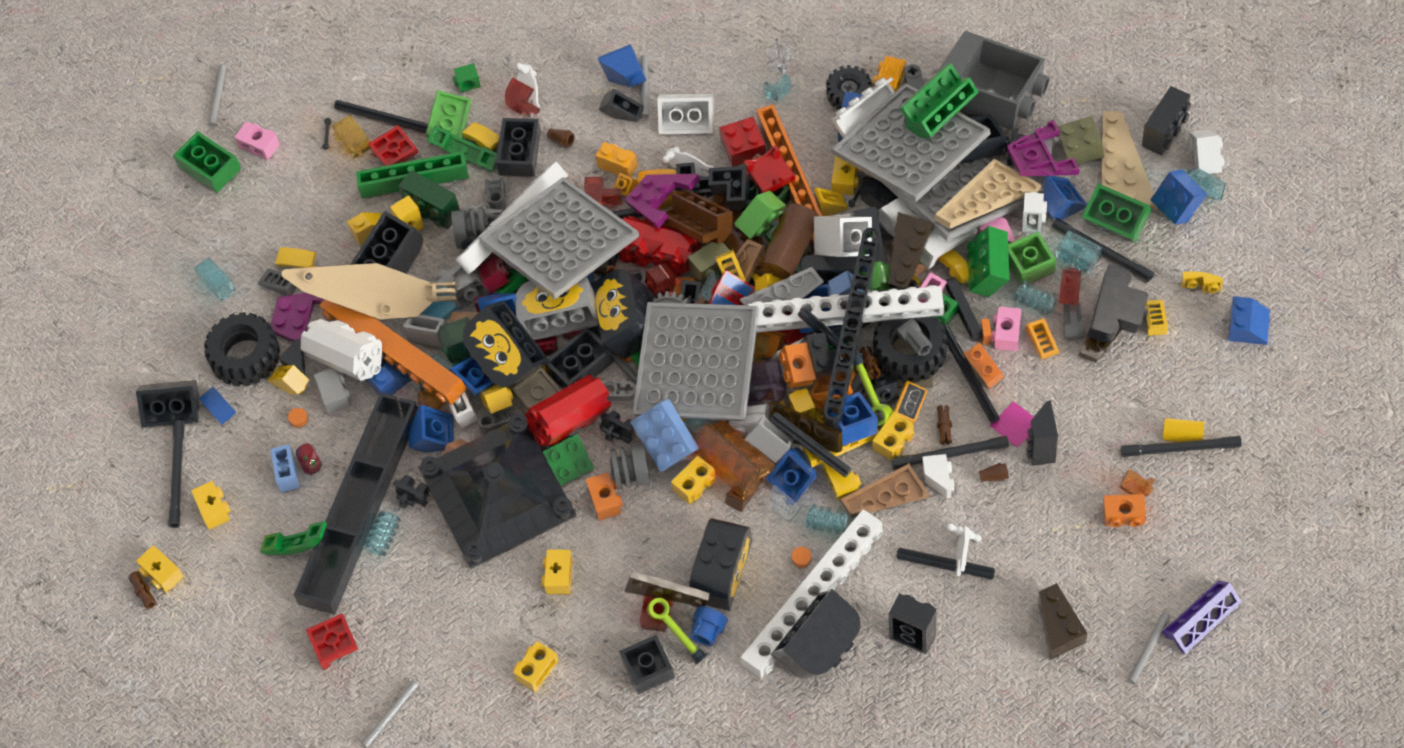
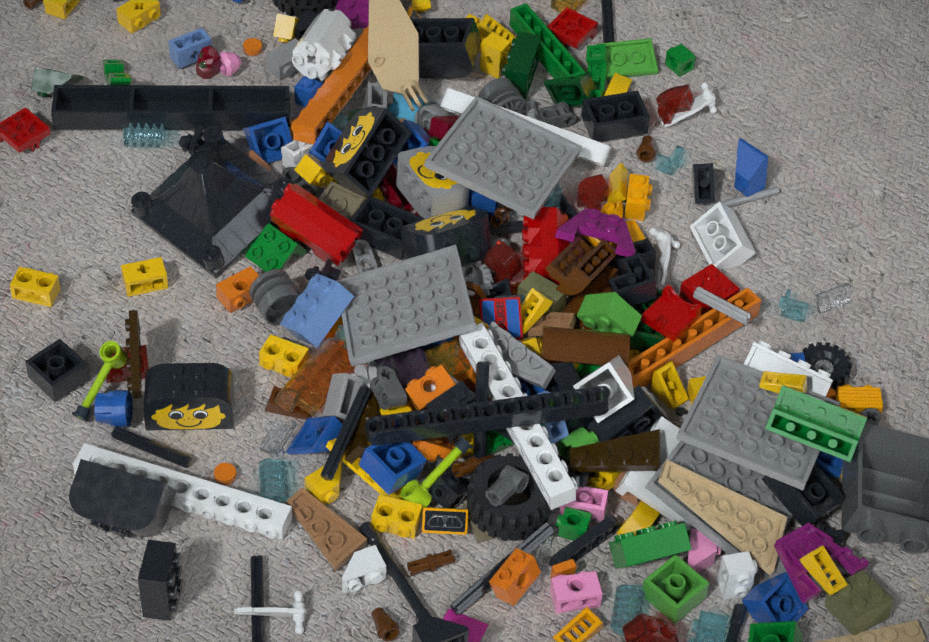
camera: 60 degrees right, 10 degrees down
(274, 598) = (45, 79): none -> slope
(318, 440) = (229, 63): none -> bright pink cone
(376, 207) = (494, 26): none -> yellow slope
(478, 166) = (570, 89): none -> dark green slope
(586, 122) = (670, 164): none -> clear light blue bracket
(592, 169) = (618, 184): none -> yellow slope
(753, 608) = (151, 447): none -> black axle
(772, 132) = (722, 305): none -> light grey axle
(788, 396) = (388, 389): none -> dark grey piece
(881, 102) = (794, 381): none -> yellow slope
(1050, 149) = (818, 558): none -> yellow slope

